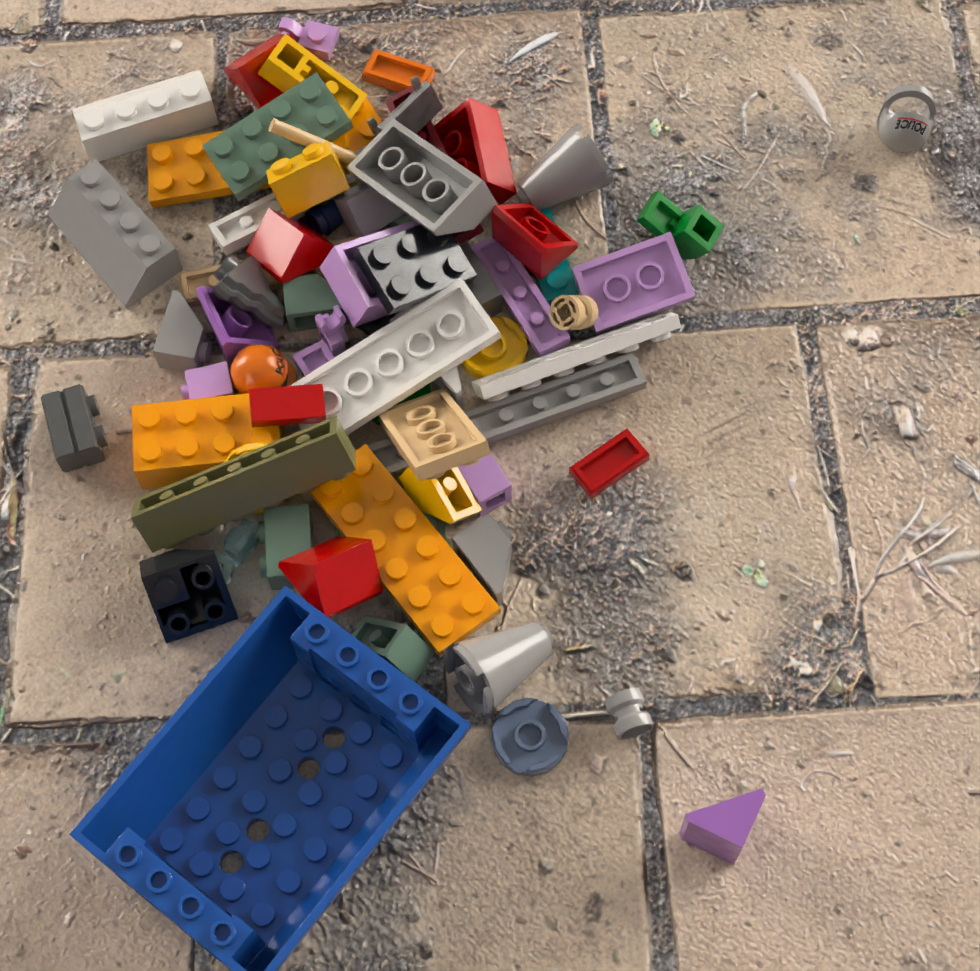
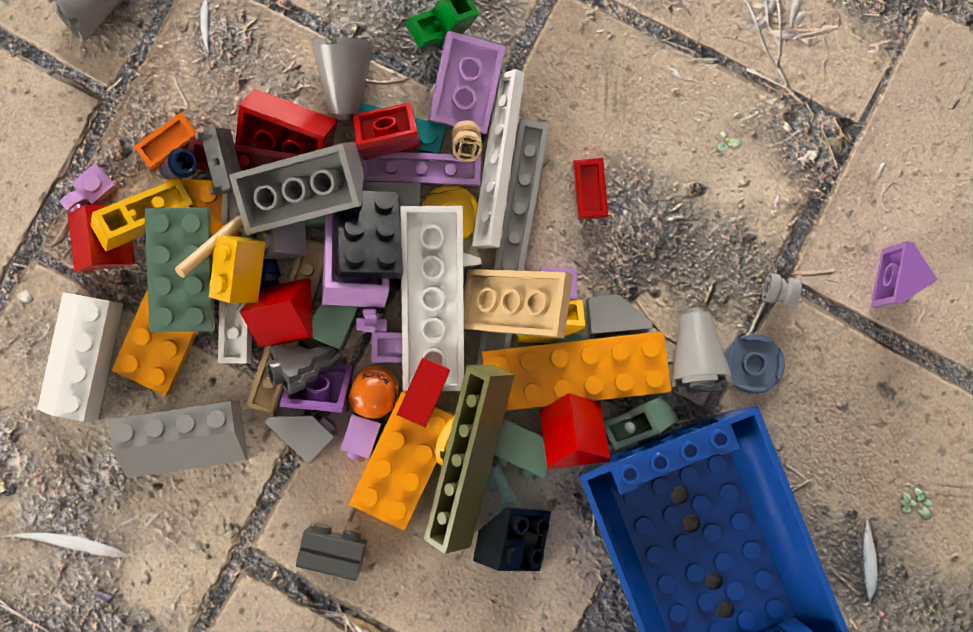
camera: 60 degrees left, 20 degrees up
(386, 90) = (178, 164): none -> dark blue cone

